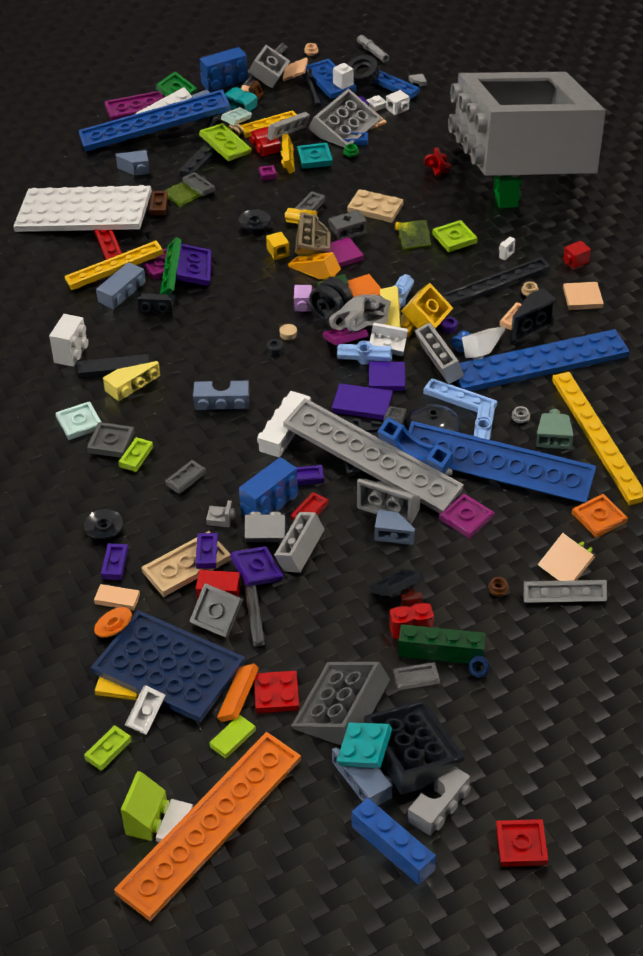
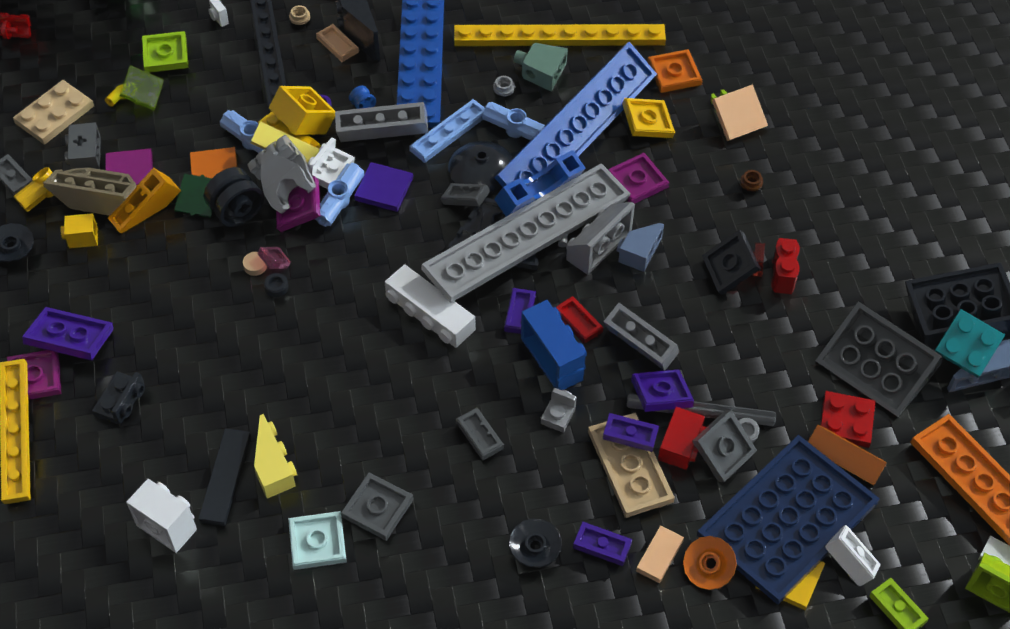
camera: 75 degrees left, 10 degrees up
(120, 285) = (63, 430): sand blue brick -> none
(135, 454) = (417, 481): lime plate -> none
(170, 267) = (65, 359): green tile -> none
(208, 398) = (344, 378): sand blue arch -> none
(232, 736) = (903, 476): lime tile -> none
(241, 628) = (750, 427): none -> light grey tile
(265, 527) = (606, 366): light grey brick -> none
(294, 337) = (274, 257): none -> clear pink tile
(301, 297) = (203, 230): lavender brick -> none
(362, 401) = (417, 222): dark purple tile -> none
(416, 676) = (853, 285): clear tile -> none
(440, 644) = (824, 249): dark green brick -> none
(479, 673) = (858, 227): dark blue plate -> none
(481, 342) = (375, 79): white slope -> none
(532, 506) = (648, 118): none -> yellow tile
(565, 591) = (776, 128): light grey plate -> none

